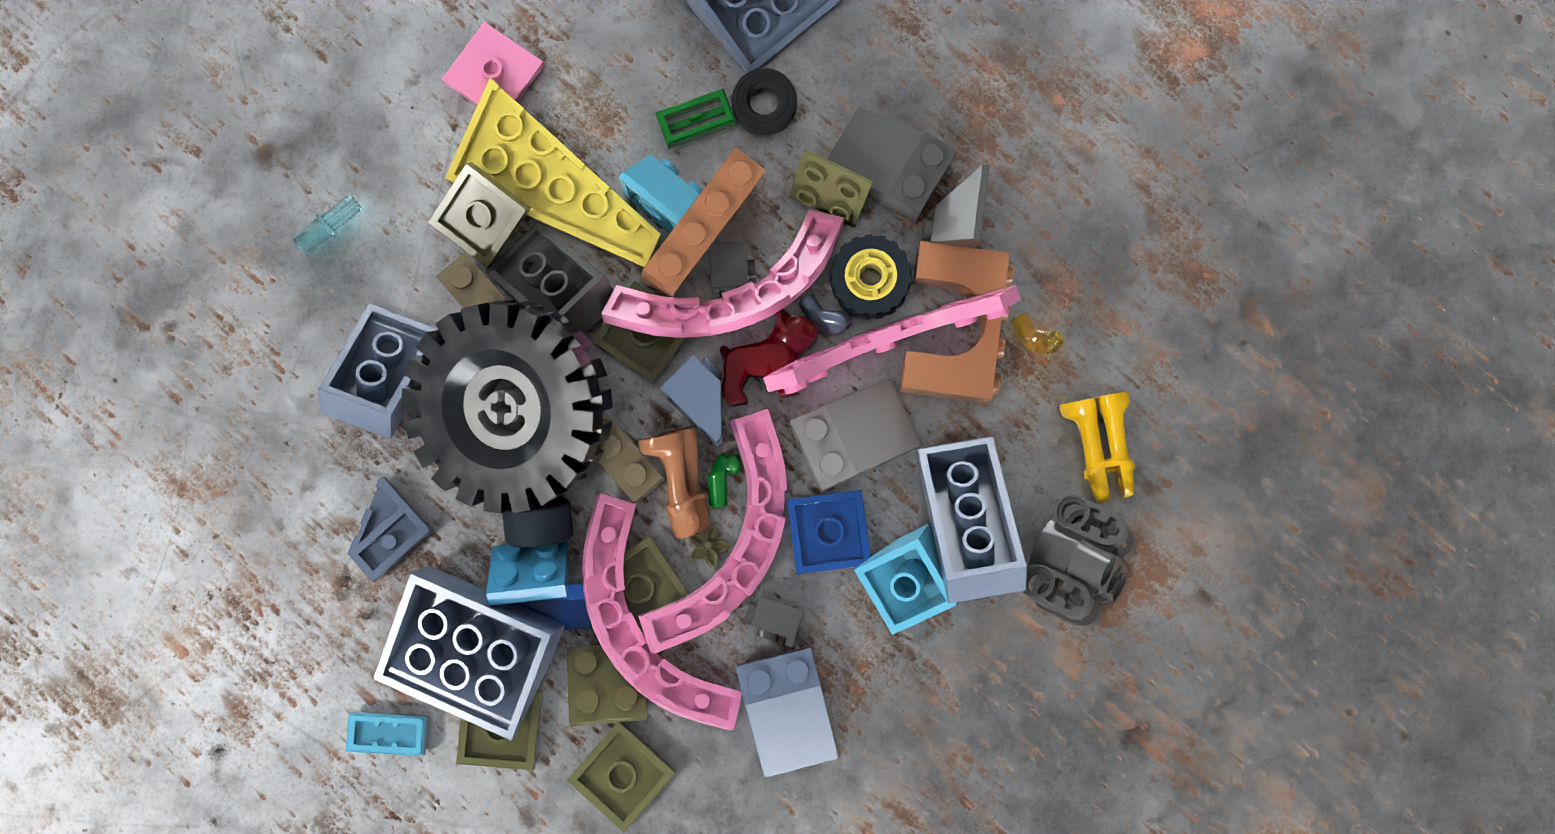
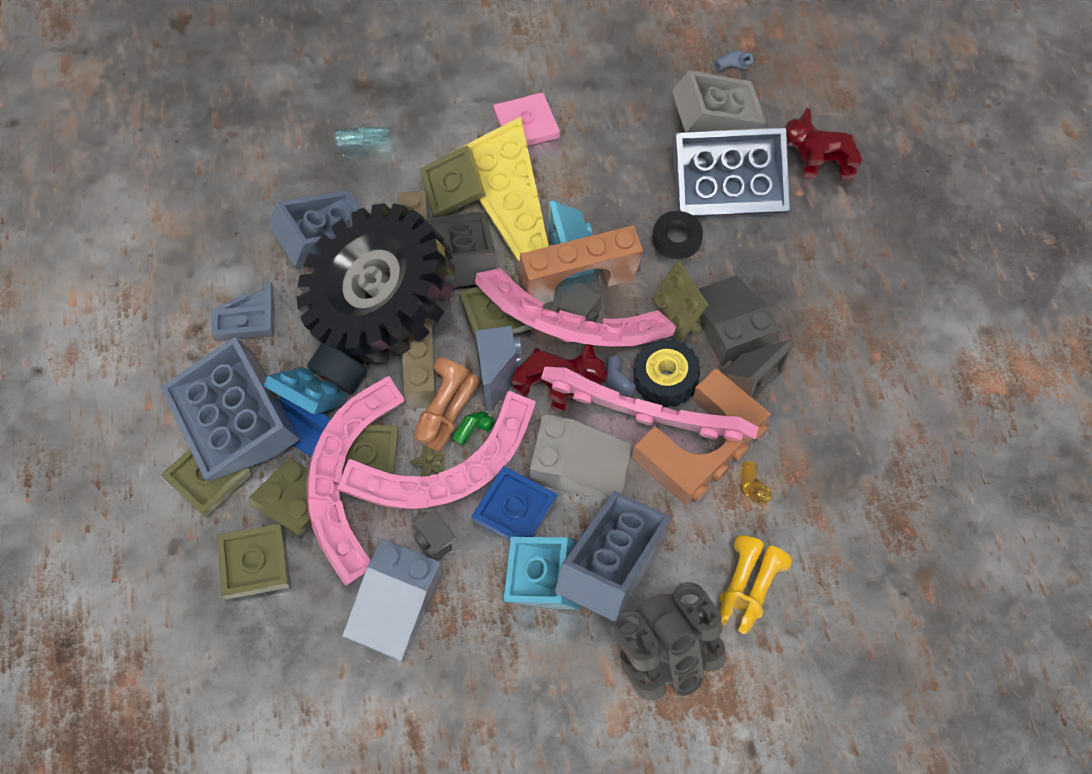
camera: 40 degrees right, 20 degrees down
(387, 733) = (139, 428): medium azure plate -> none
(700, 131) = (616, 221): green tile -> none

